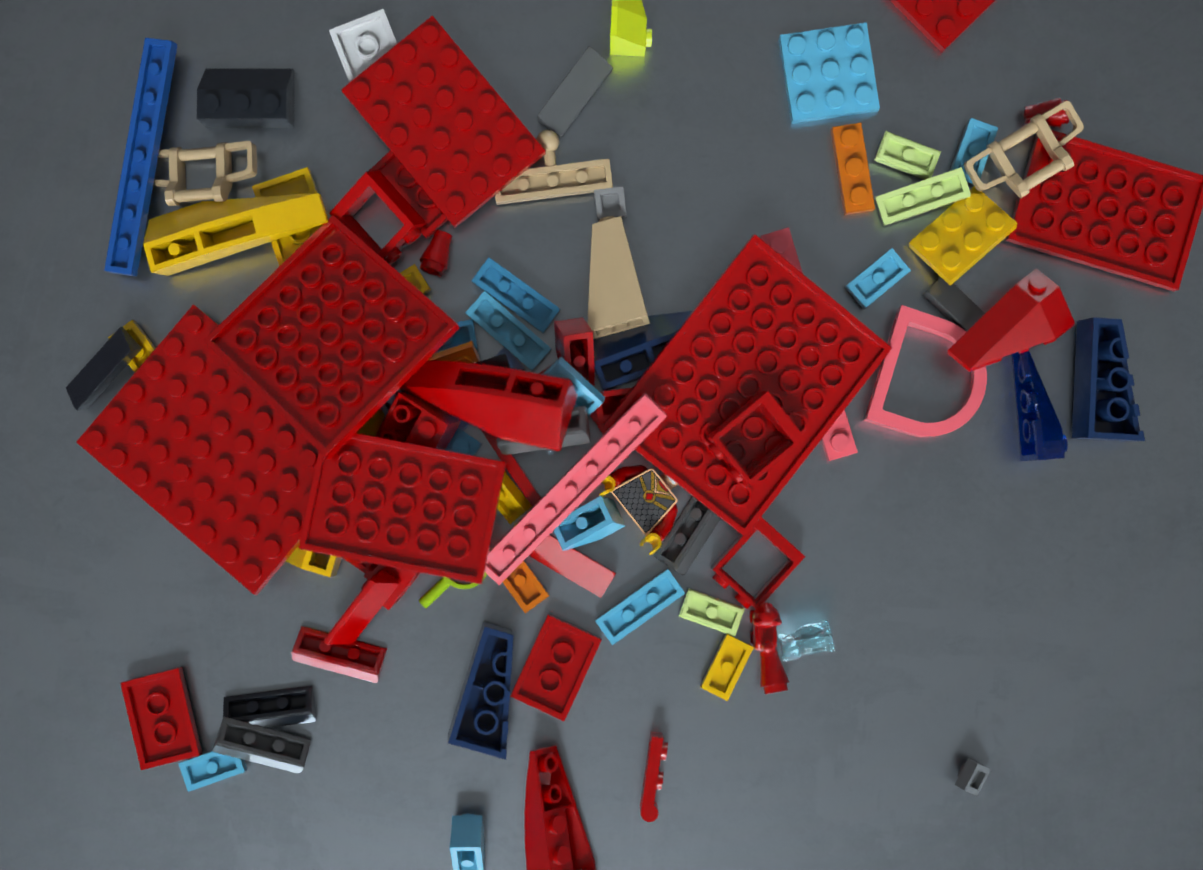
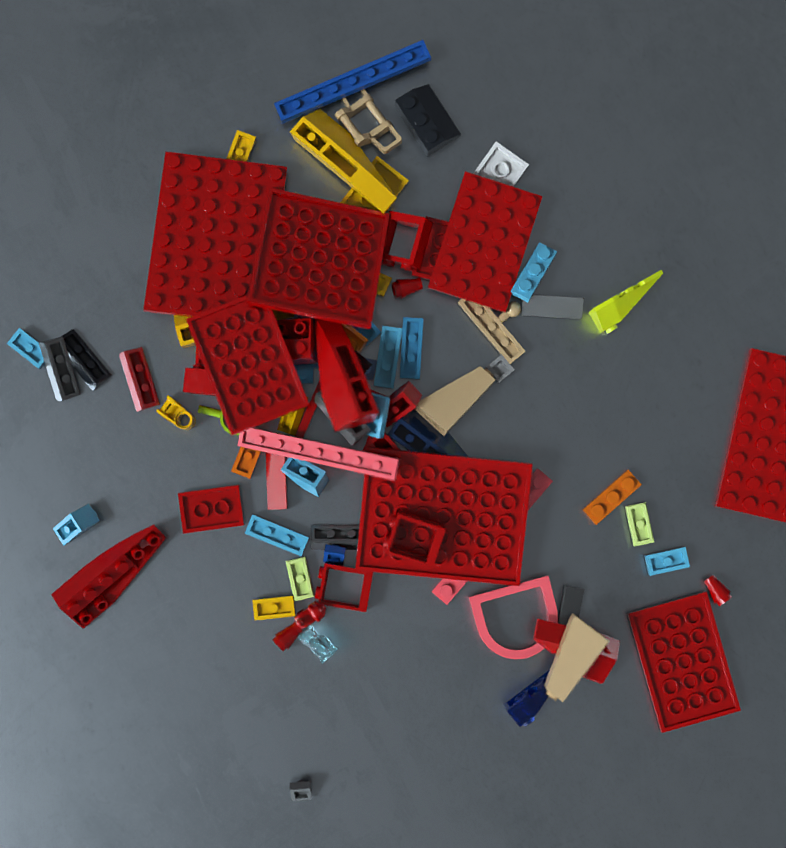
camera: 55 degrees right, 0 degrees up
(102, 369) = (216, 138): black slope -> none
(161, 718) = (38, 301): red plate -> none
(362, 609) = (173, 376): red slope -> none
(407, 637) = (174, 411): none -> yellow piece
(484, 701) = (164, 480): dark blue wedge -> none
(519, 87) = (533, 272): none -> medium azure plate
(646, 500) = (340, 499): torso -> none
(652, 777) = (183, 605): red plate -> none
(708, 550) = (334, 554): none -> blue plate
(829, 73) = (659, 447): medium azure plate -> none
(877, 278) = (556, 552): medium azure plate -> none
(923, 196) = (620, 548): yellowish green plate -> none
(962, 235) = (613, 586): yellow plate -> none
(1026, 336) = (574, 656): none -> tan slope
(1054, 148) = (703, 587): tan bar -> none
(1102, 384) = (577, 723): dark blue wedge -> none

